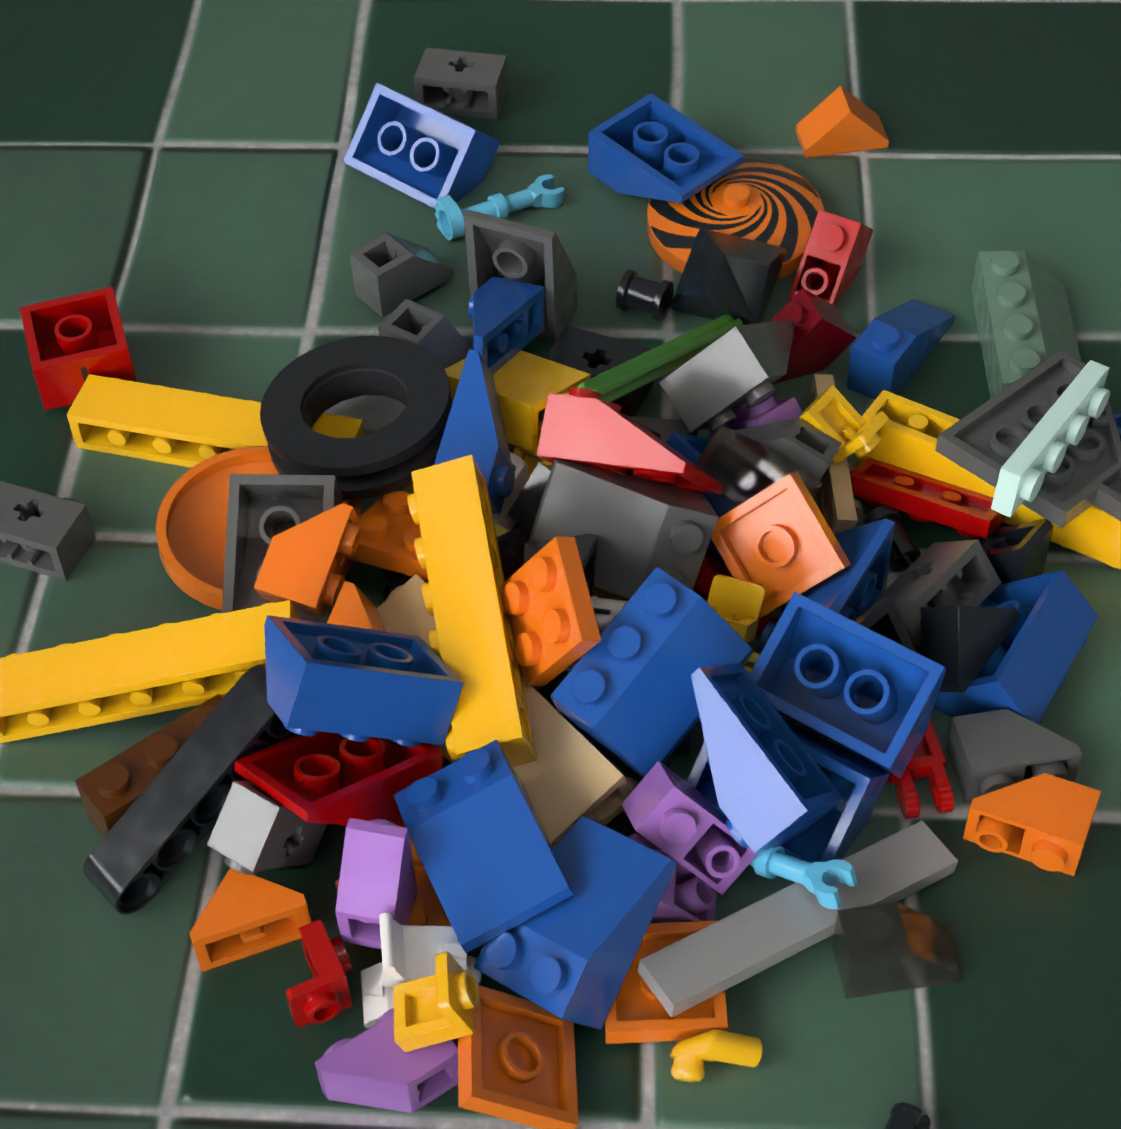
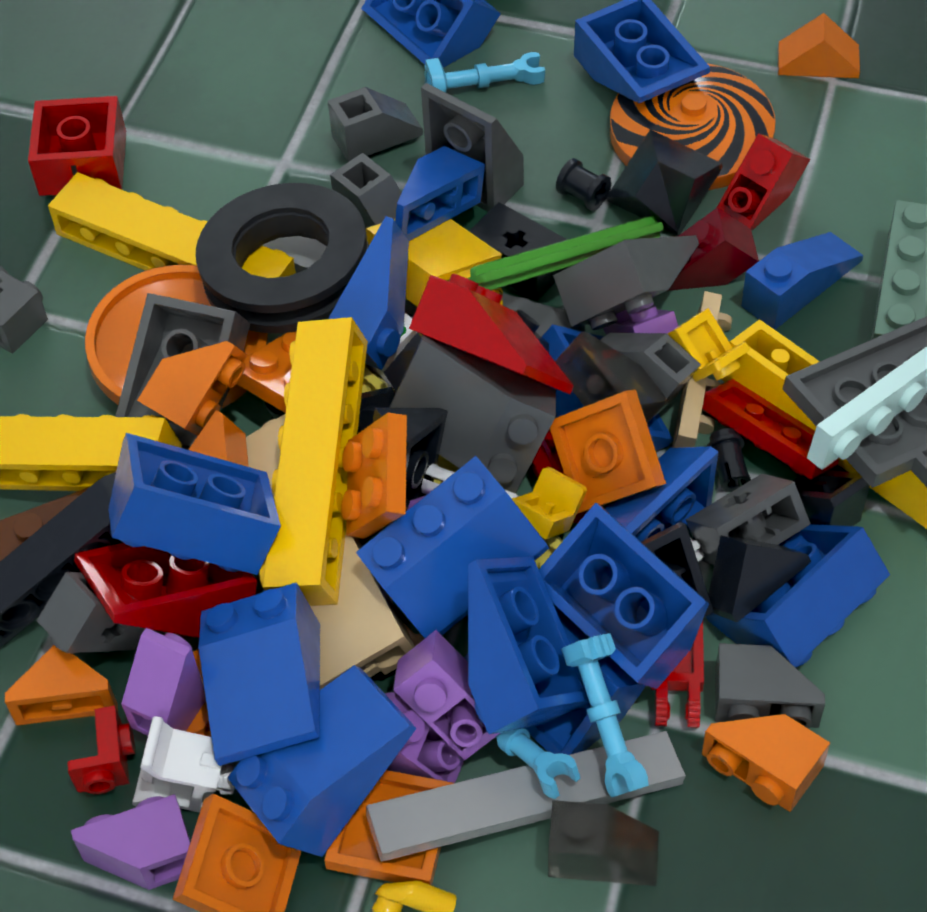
camera: 15 degrees right, 5 degrees up
(435, 1006) = (176, 807): yellow bracket -> none
(893, 856) = (622, 770): none -> medium azure piece

